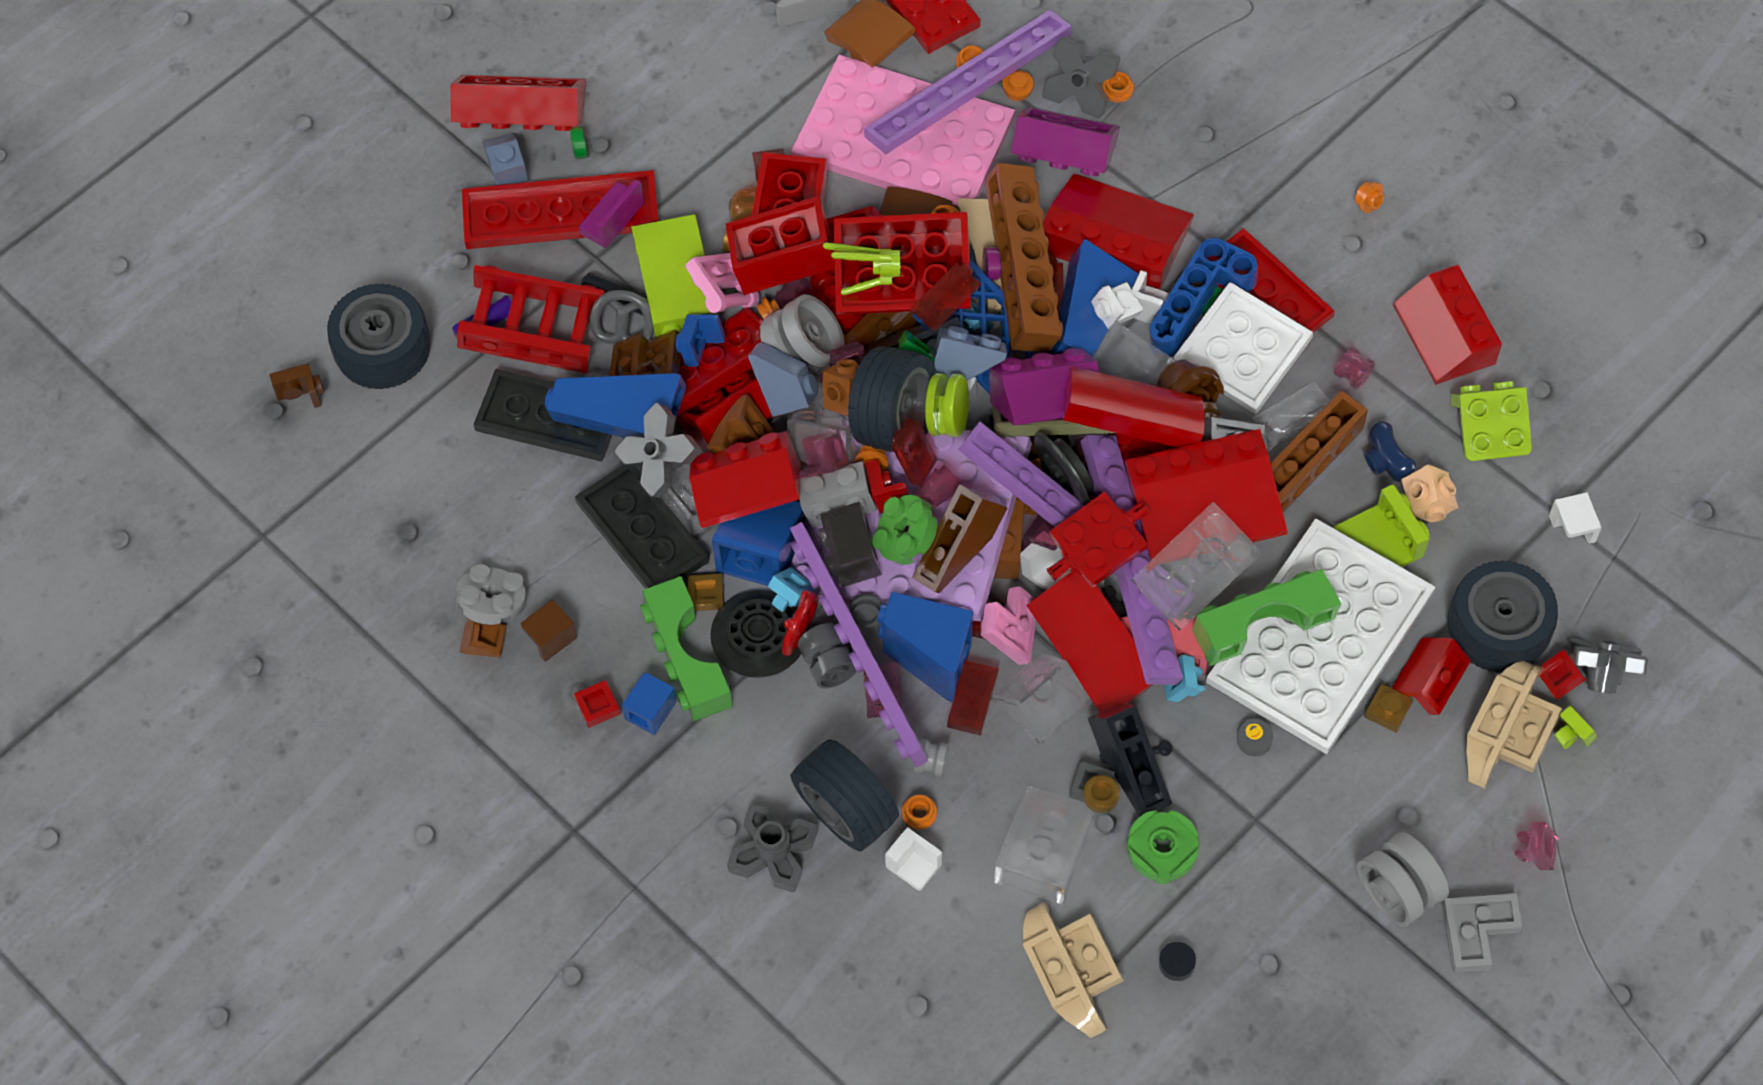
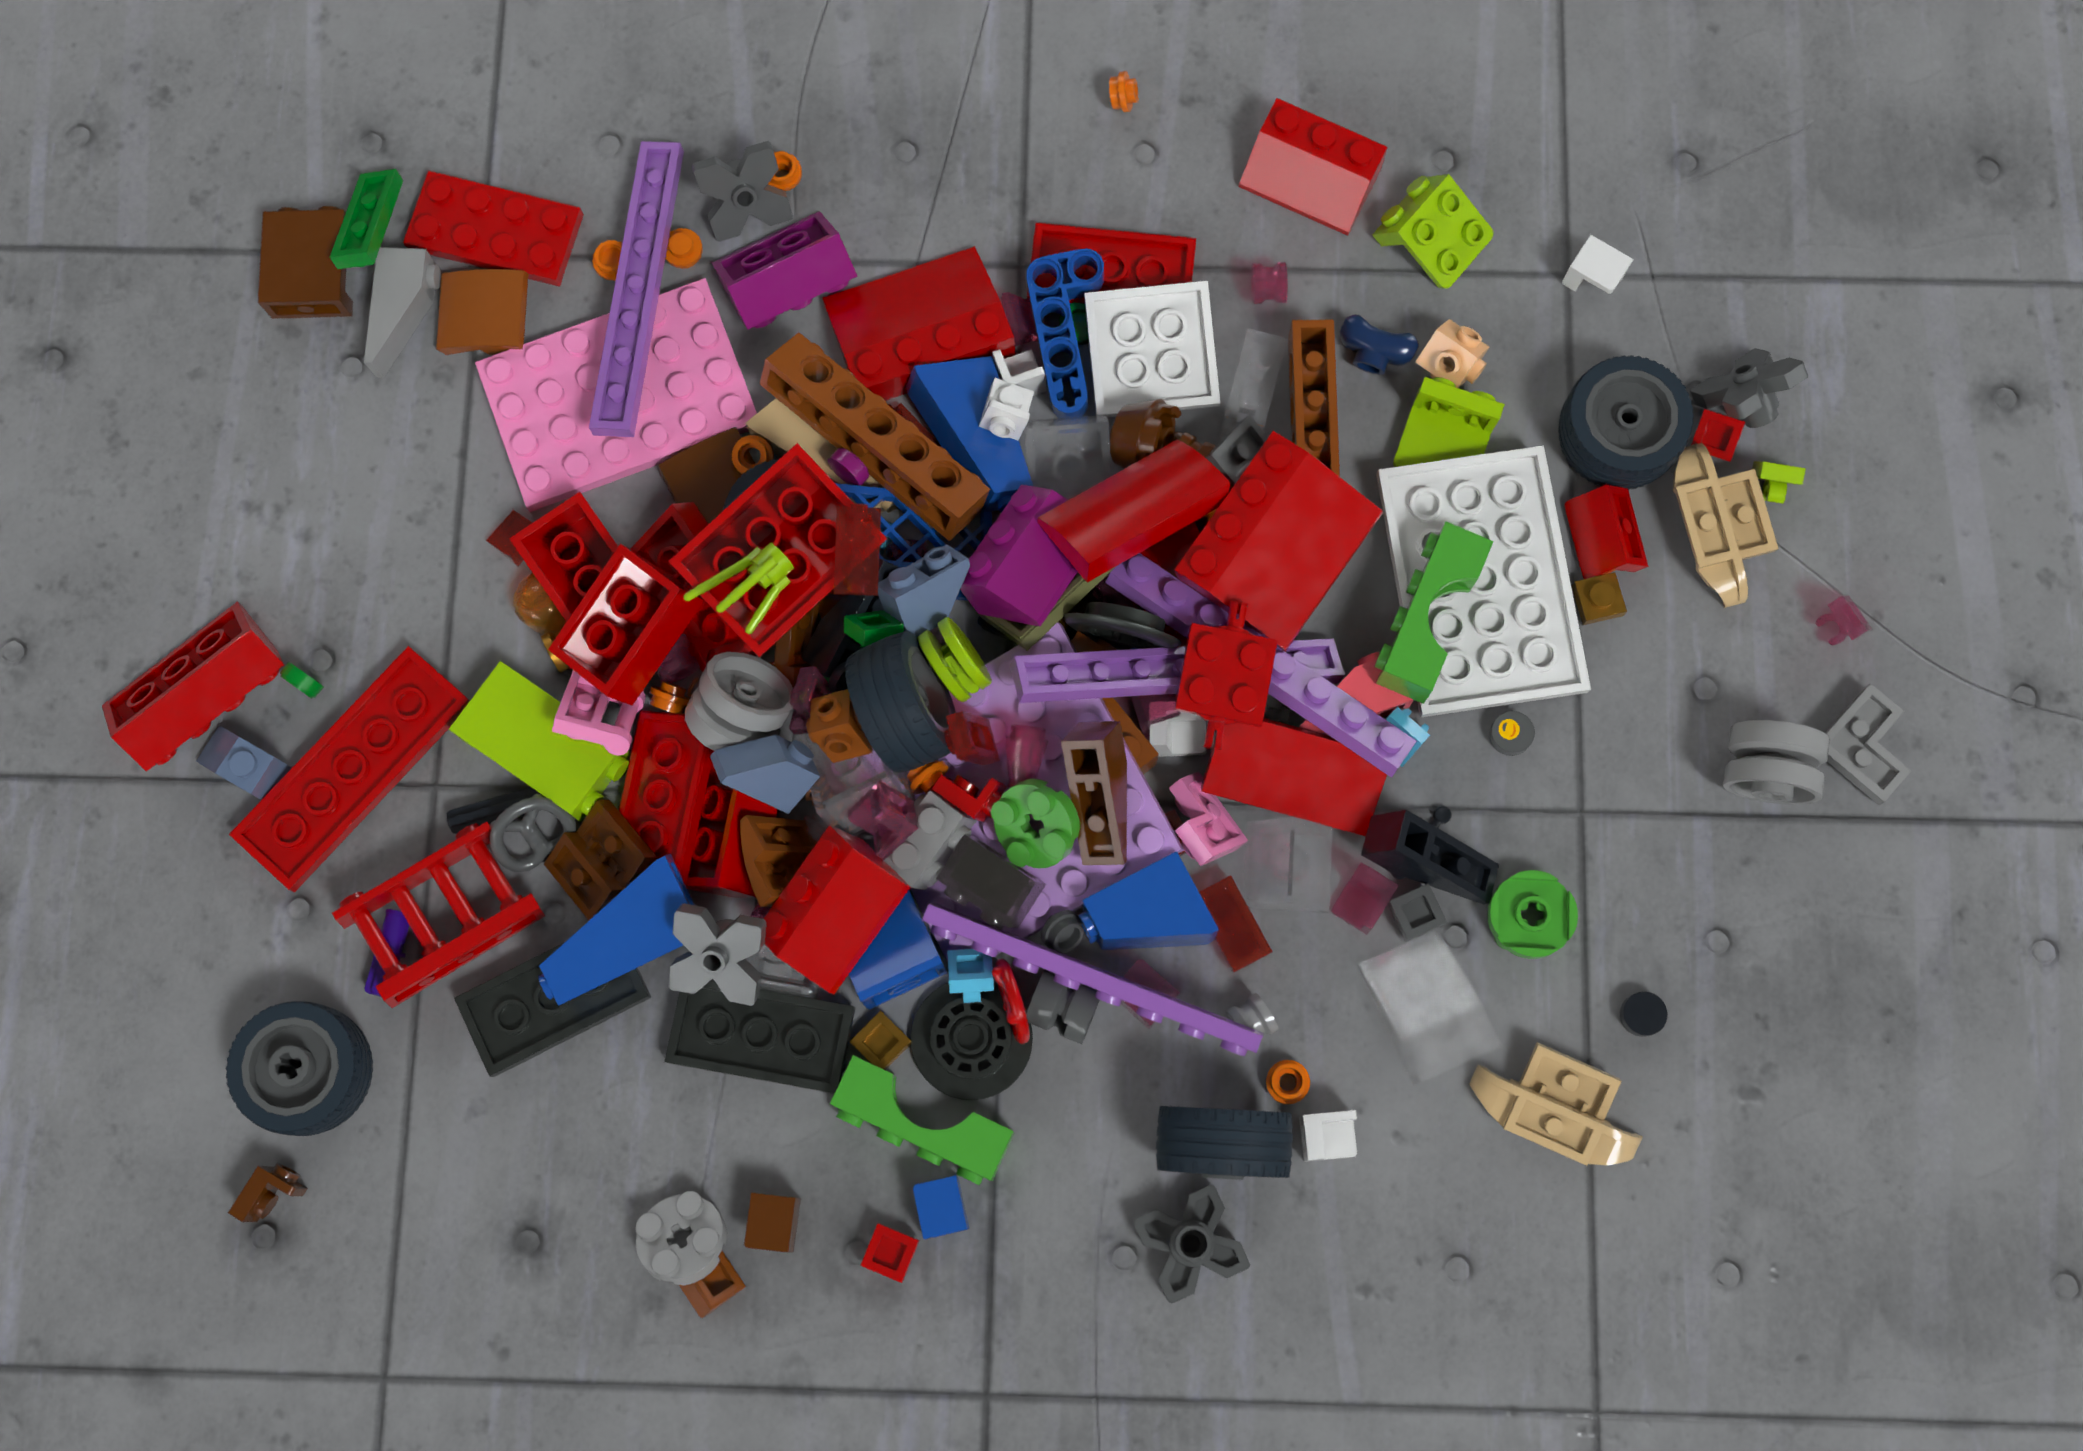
camera: 40 degrees left, 15 degrees up
(612, 213) = (414, 731): magenta panel -> none
(695, 334) = (623, 789): blue bracket -> none
(1067, 752) = (1364, 898): none -> clear pink panel
(1101, 793) = (1440, 918): pearl gold tile -> none
(1176, 267) = (1020, 318): none -> clear pink slope
(1196, 566) = (1341, 621): clear slope -> none

